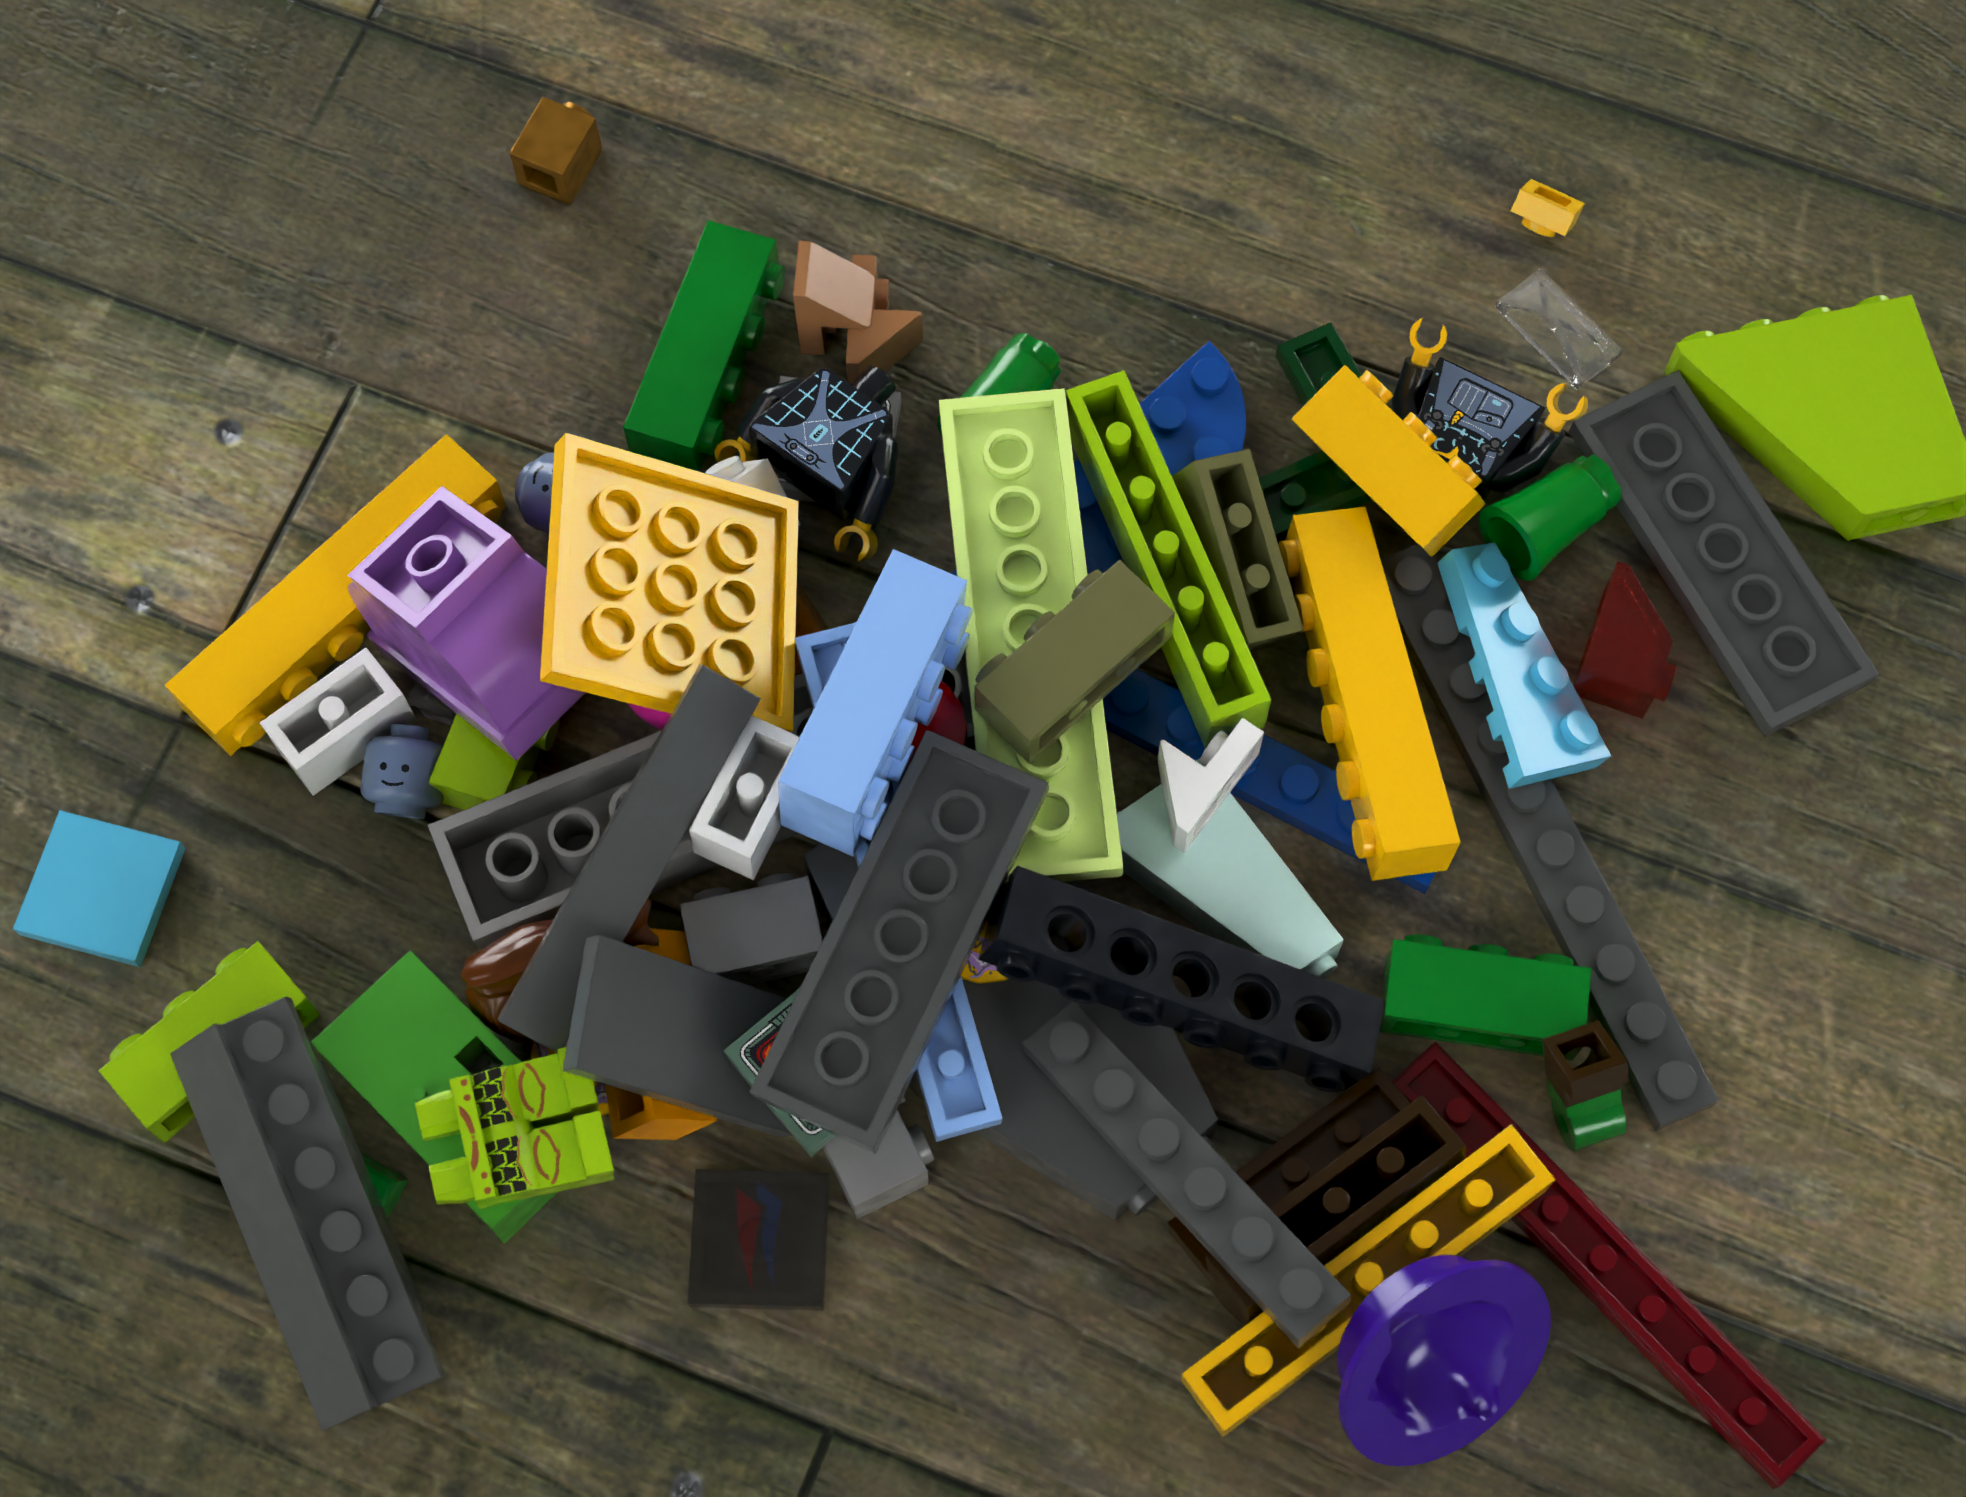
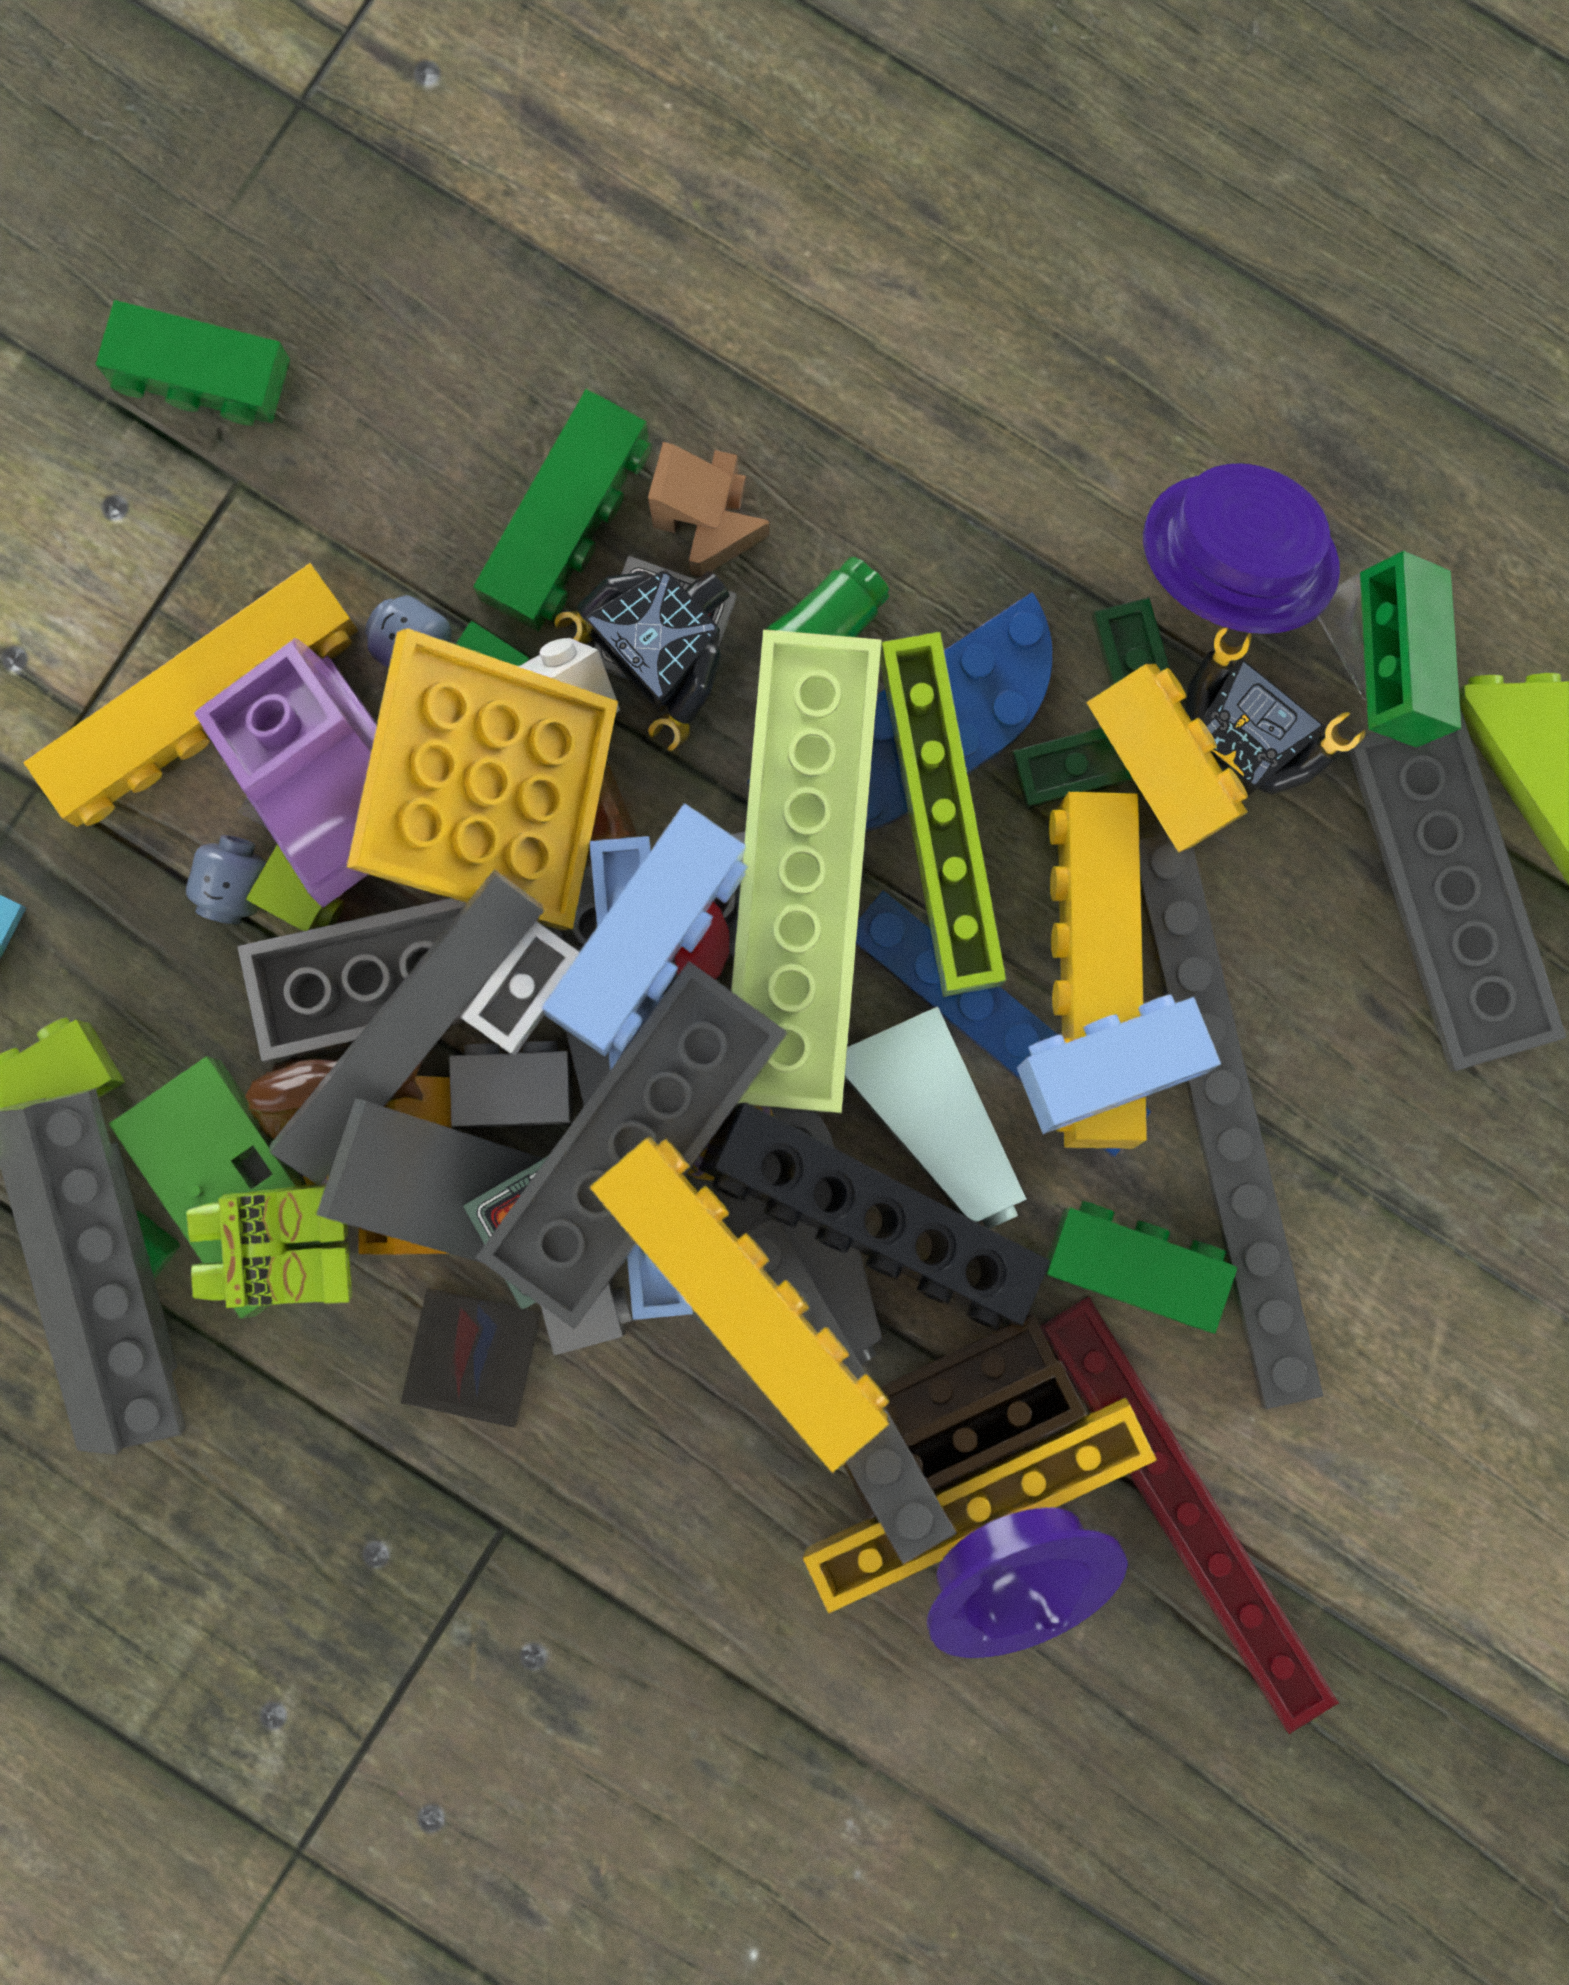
camera: 10 degrees right, 15 degrees up
(292, 272) = (192, 363): none -> green brick
(331, 722) = (173, 824): white brick -> none
(556, 150) = (459, 279): pearl gold brick -> none
(1057, 1073) = (742, 1303): none -> yellow brick
(1072, 659) = (833, 914): olive brick -> none
(1196, 791) = (920, 1047): white slope -> none
(1241, 545) = (1011, 815): olive brick -> none
(1410, 762) = (1117, 1062): none -> light blue brick
(1418, 250) = (1243, 549): none -> dark purple piece
(1527, 685) = (1246, 984): medium azure wing -> none
(1546, 209) = (1379, 516): yellow plate -> none
(1549, 514) = (1307, 827): green plant -> none
(1589, 1096) = (1208, 1374): dark brown leg -> none
(1612, 318) = (1410, 650): none -> green brick
(1625, 649) = (1343, 968): clear red slope -> none

